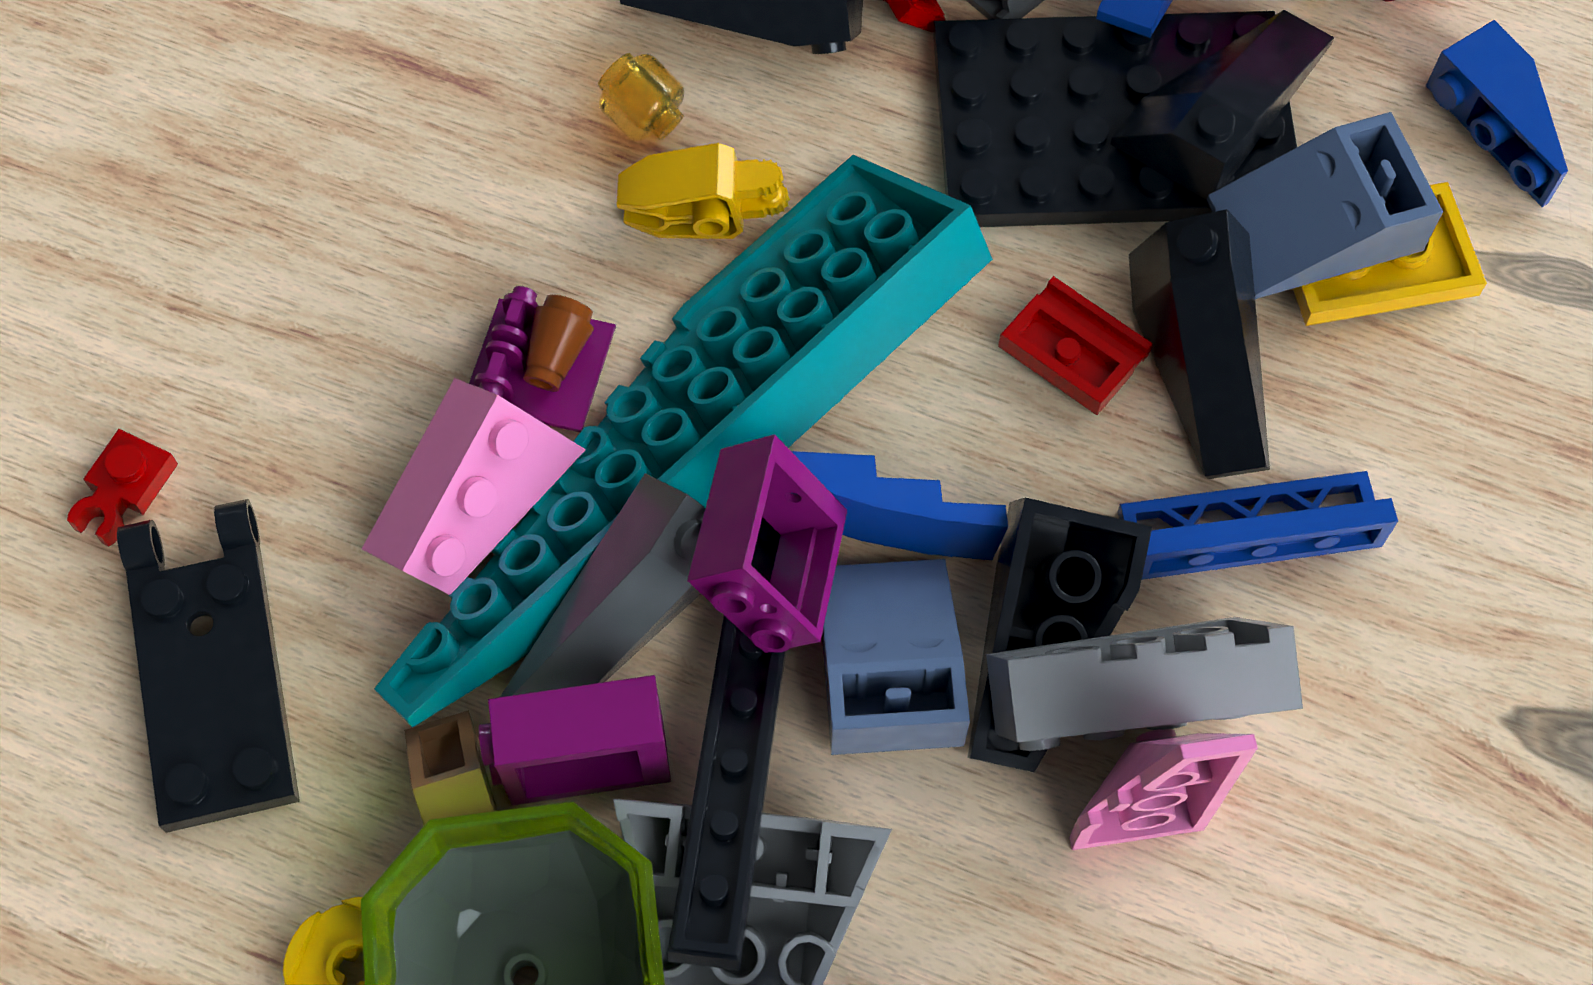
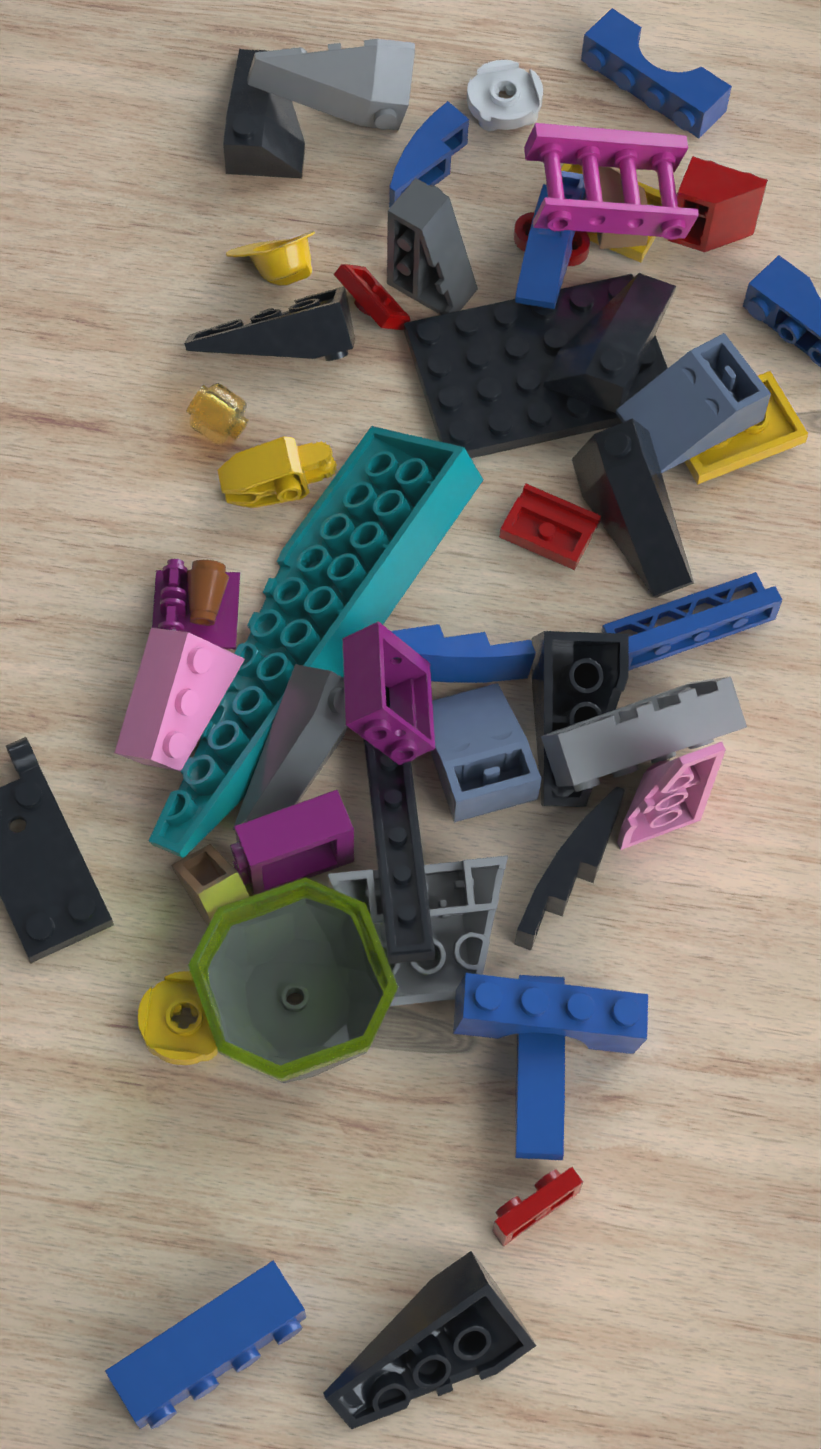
camera: 15 degrees left, 0 degrees up
(1000, 850) = (575, 859): none -> black slope

